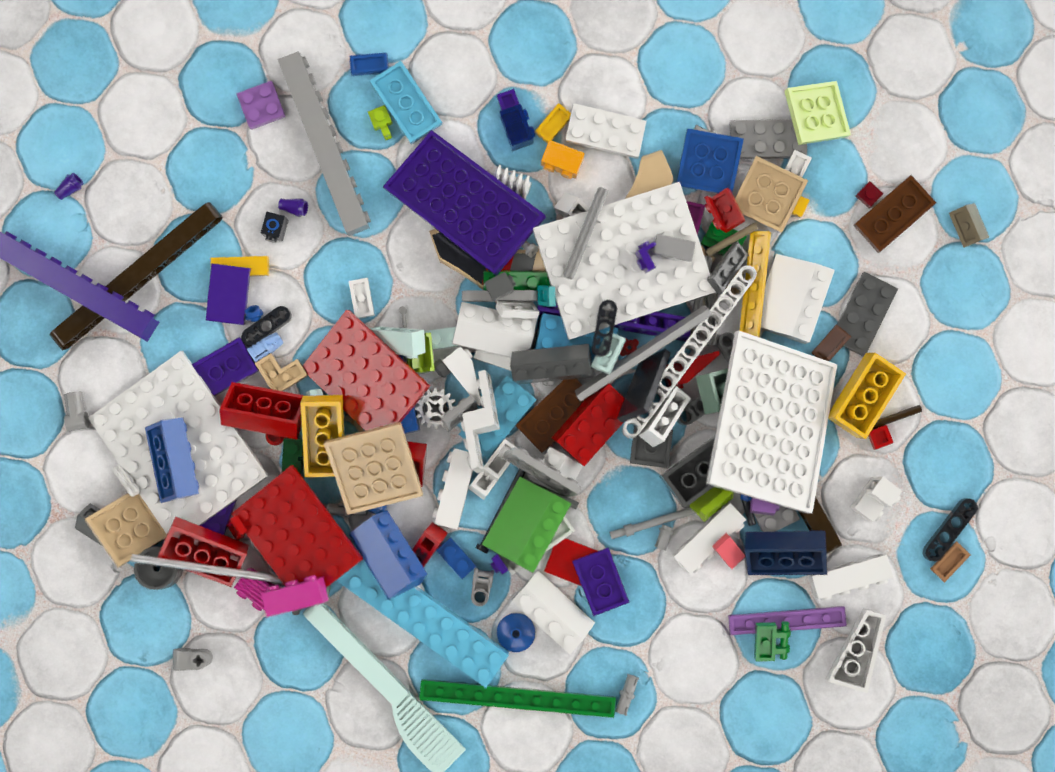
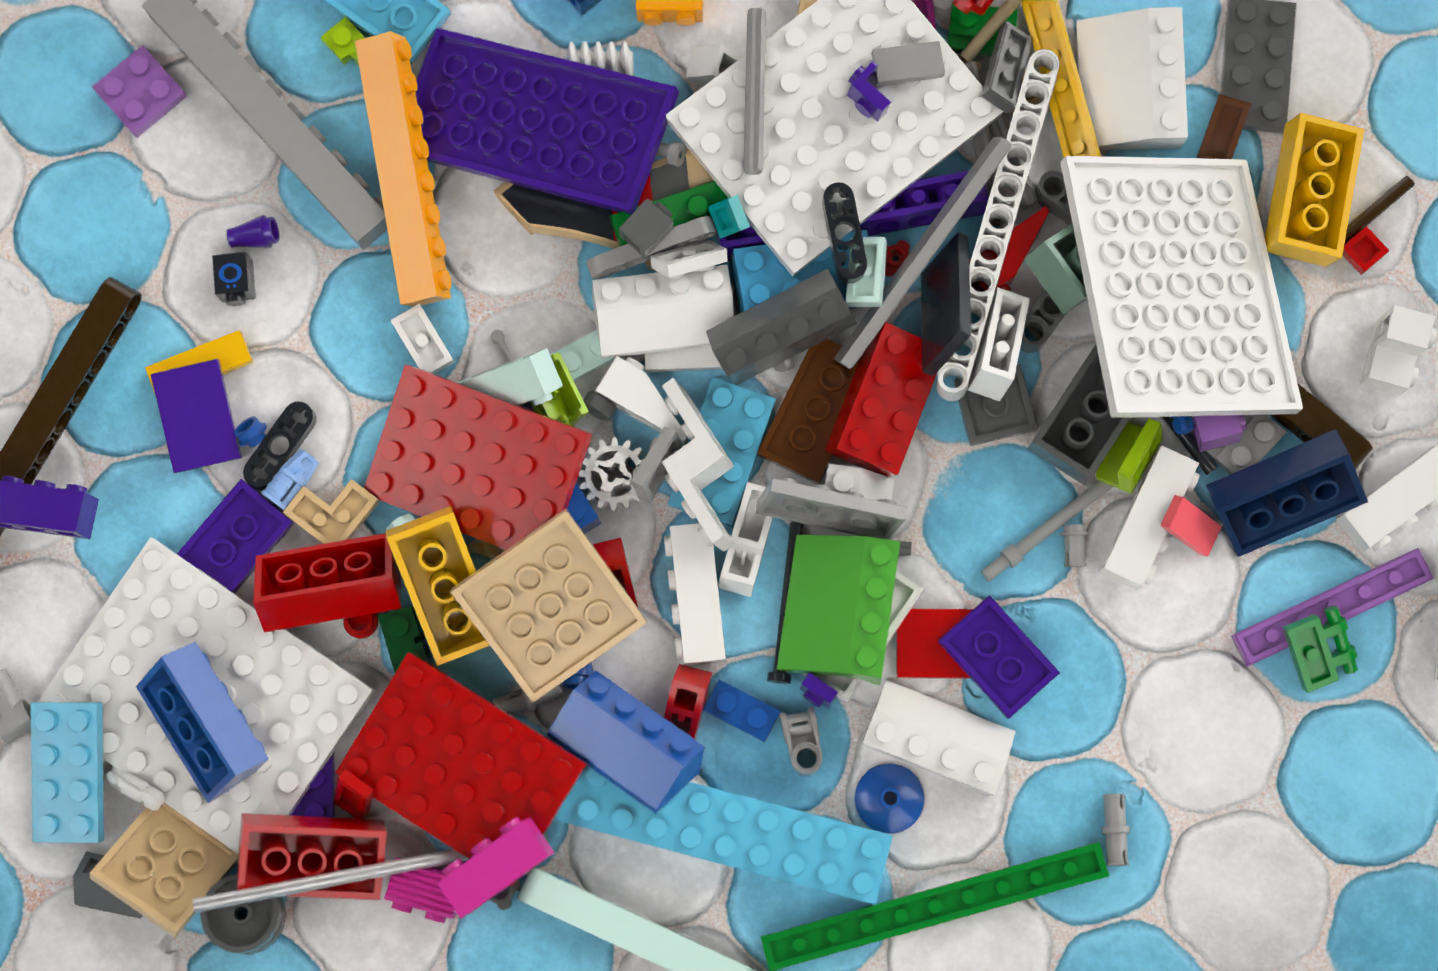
camera: 15 degrees left, 5 degrees down
(94, 458) = (67, 772): none -> medium azure plate
(384, 202) = (403, 169): none -> light orange brick

